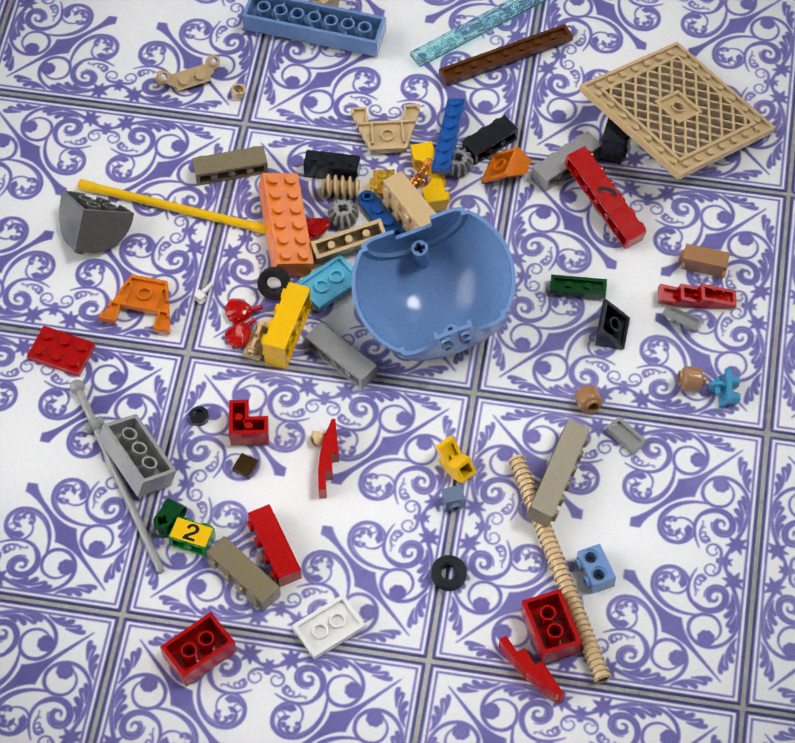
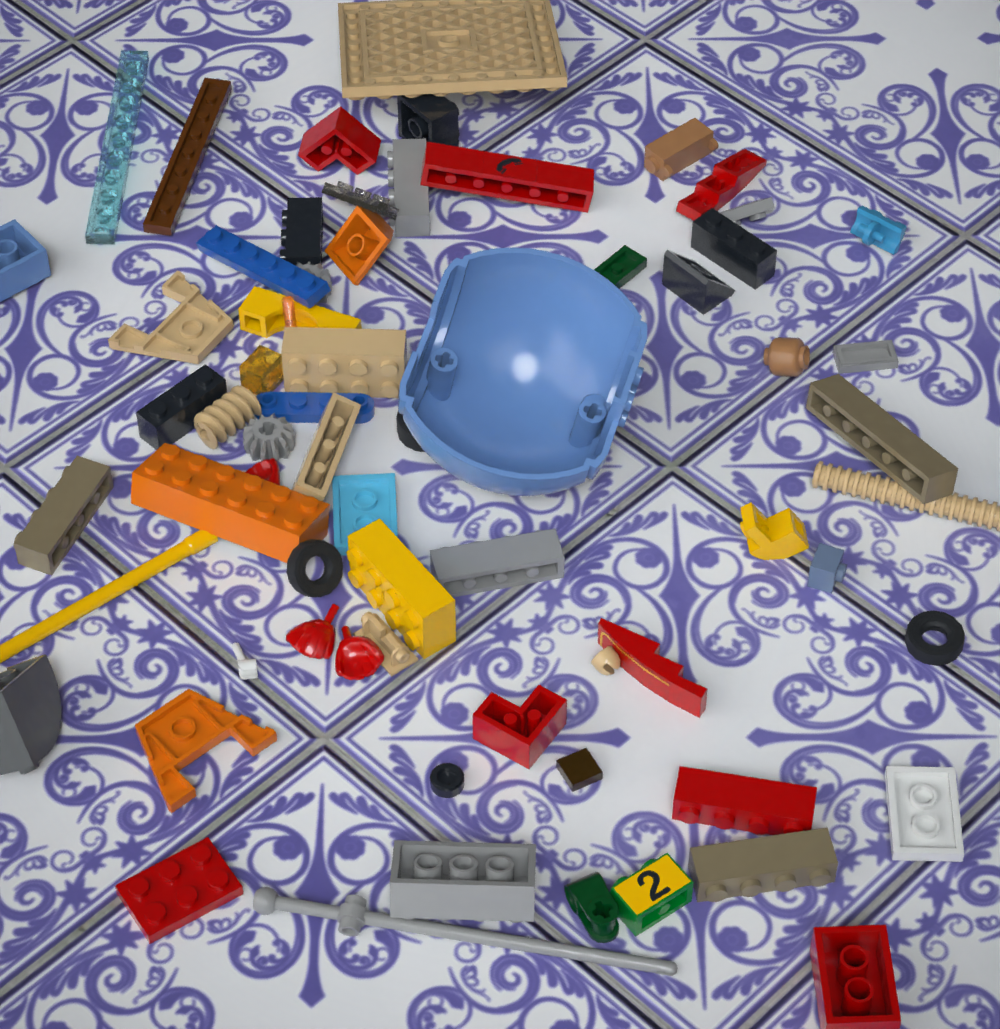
camera: 55 degrees left, 10 degrees down
(530, 145) = (361, 198): none -> clear smoke plate
(567, 110) = (340, 138): none -> red brick
(648, 329) = (733, 248): none -> black brick
(691, 378) = (839, 250): medium nougat head -> none

